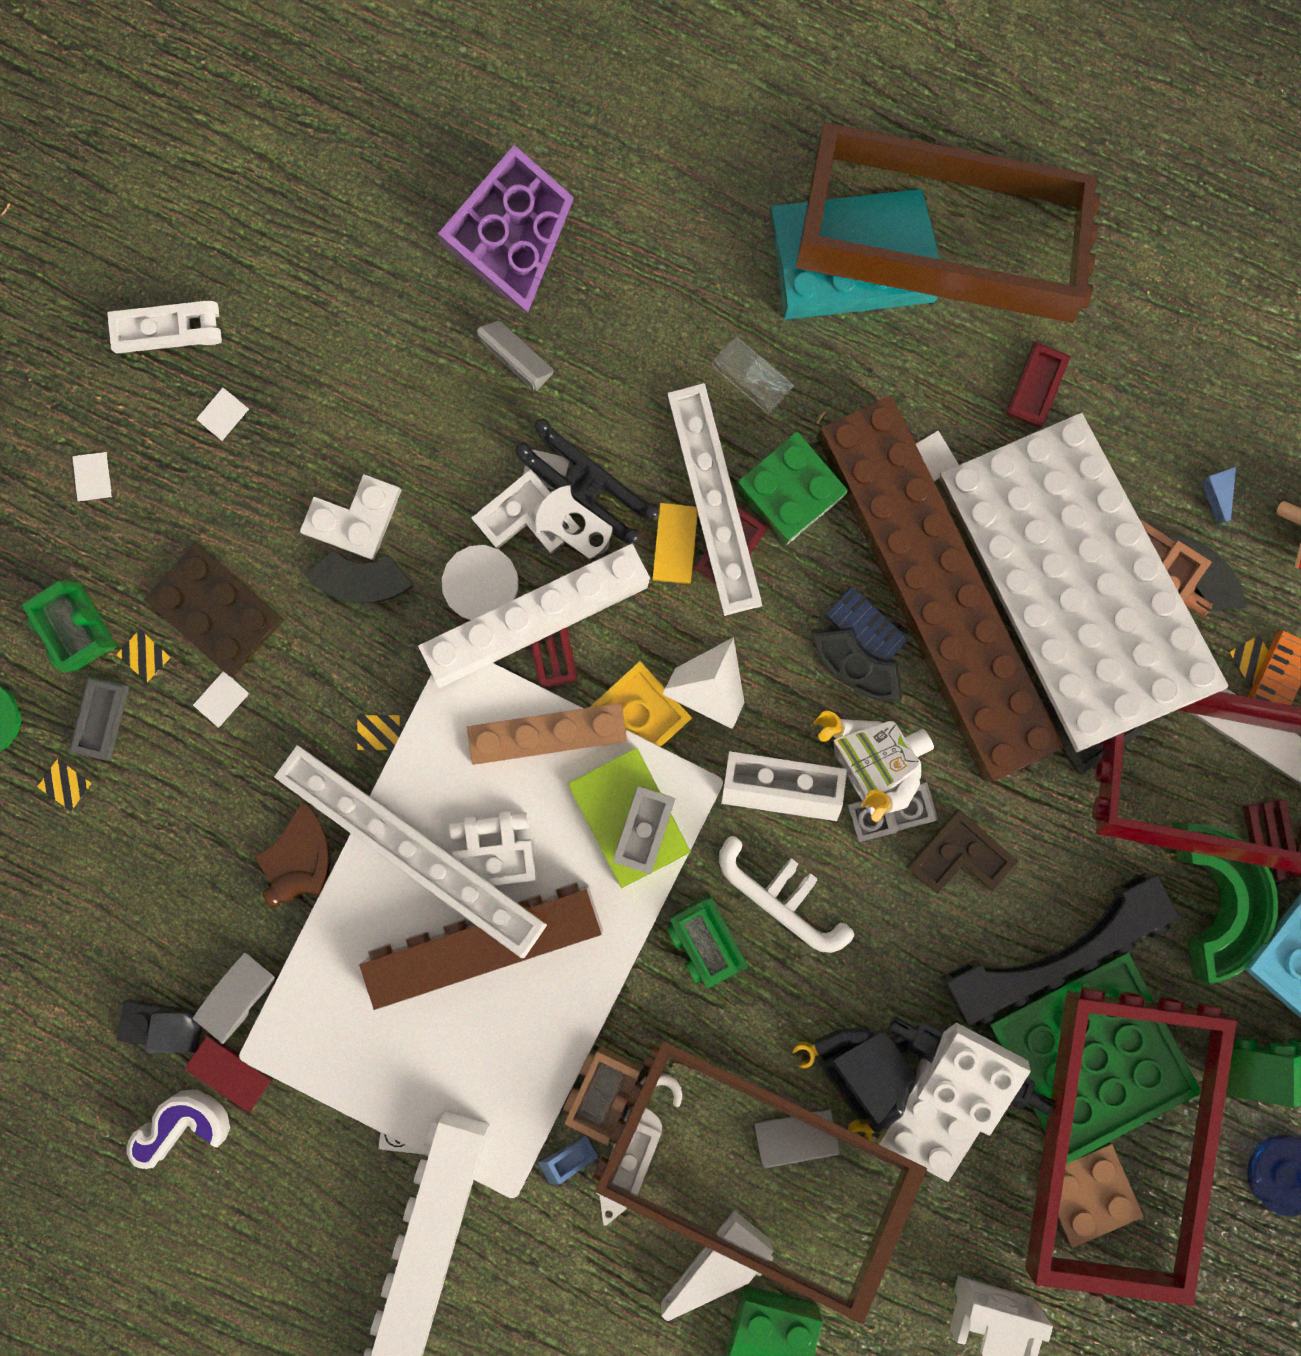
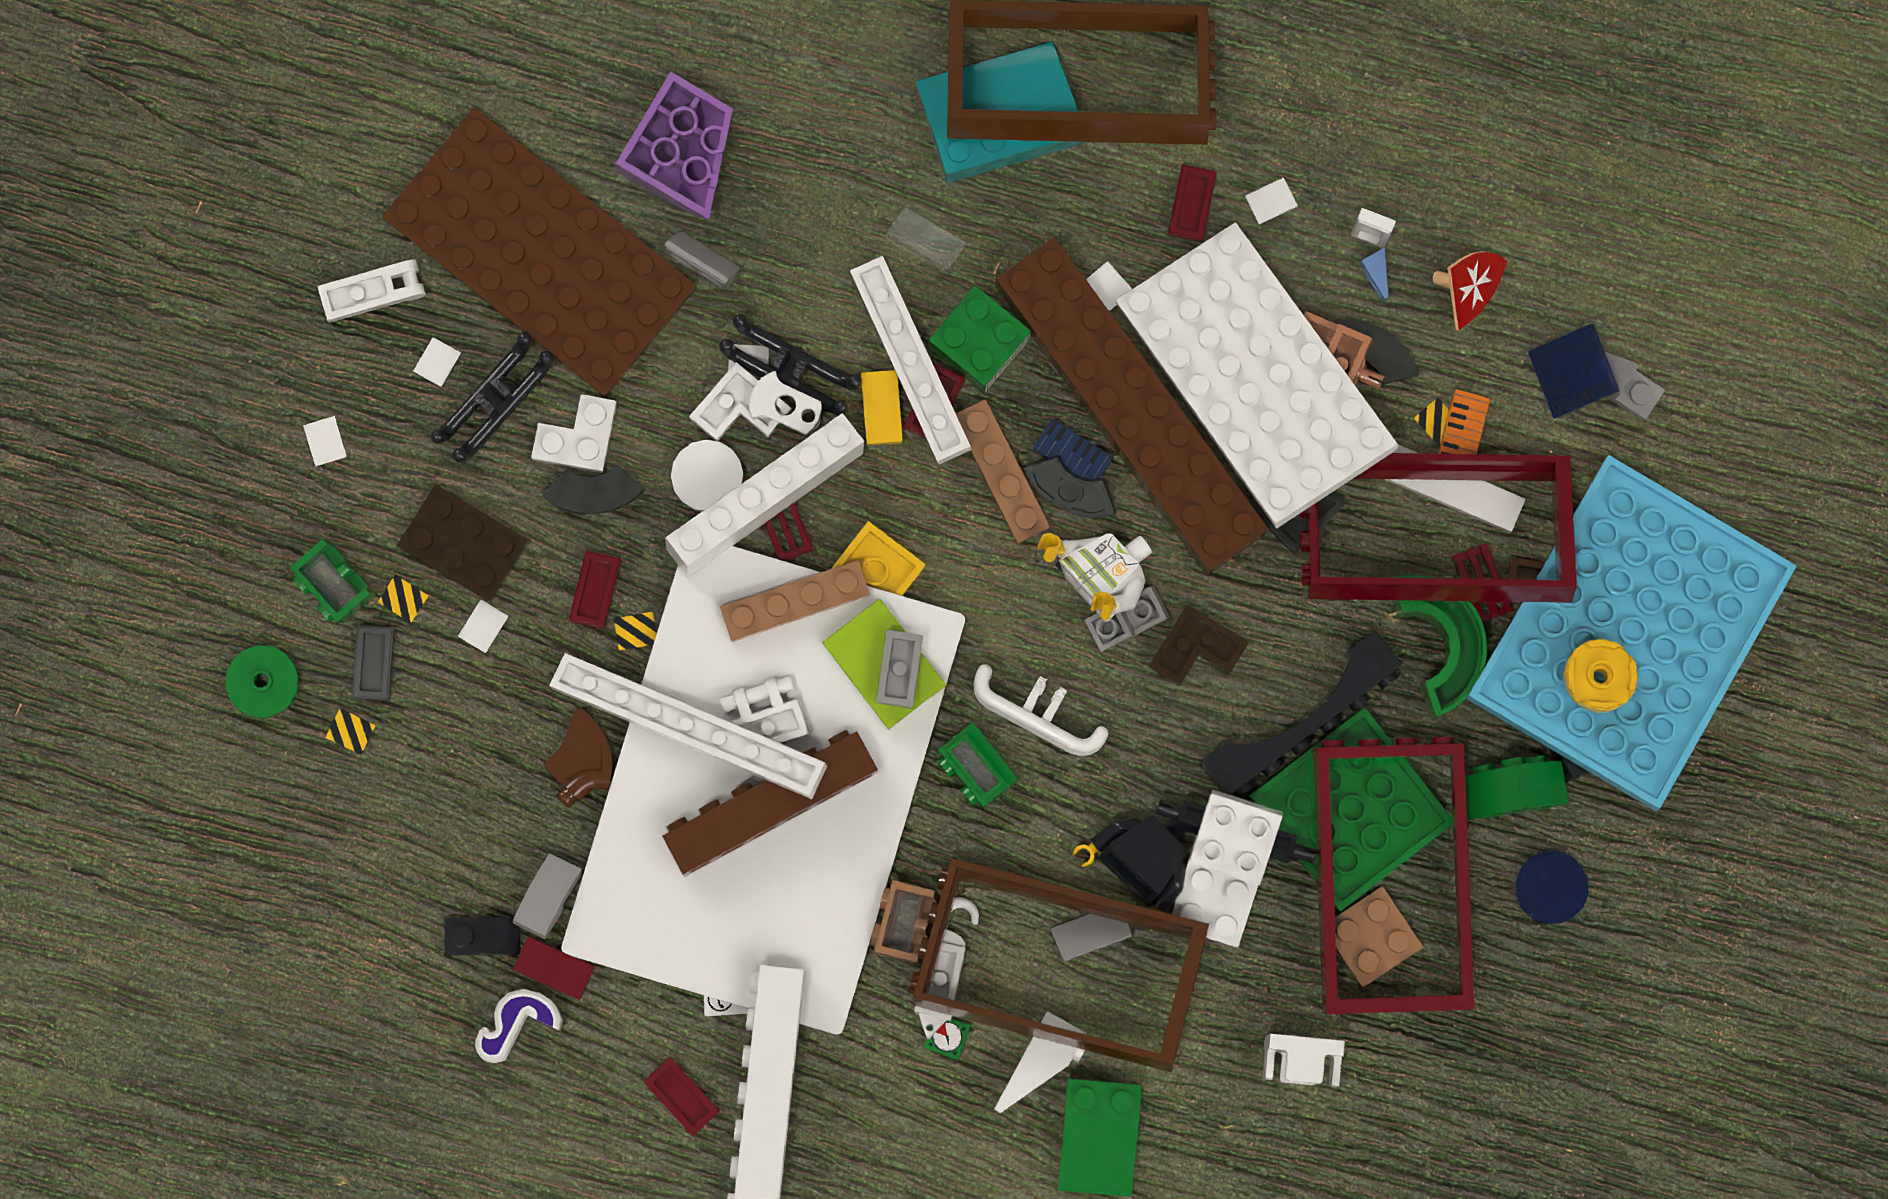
camera: 15 degrees left, 5 degrees down
(271, 465) = (494, 399): none -> black piece
(338, 1232) = (681, 1096): none -> dark red tile
(342, 682) = (594, 590): none -> dark red tile
(348, 317) = (539, 252): none -> reddish brown plate
(568, 1161) = (883, 993): medium blue piece -> none
(626, 1226) = (949, 1039): none -> tile
(710, 684) = (937, 530): white slope -> none
(784, 786) = (1020, 610): white brick -> none
(789, 634) = (1002, 473): none -> medium nougat plate
(1120, 397) = (1271, 200): none -> white sticker
(1231, 443) = (1372, 228): none -> white tile

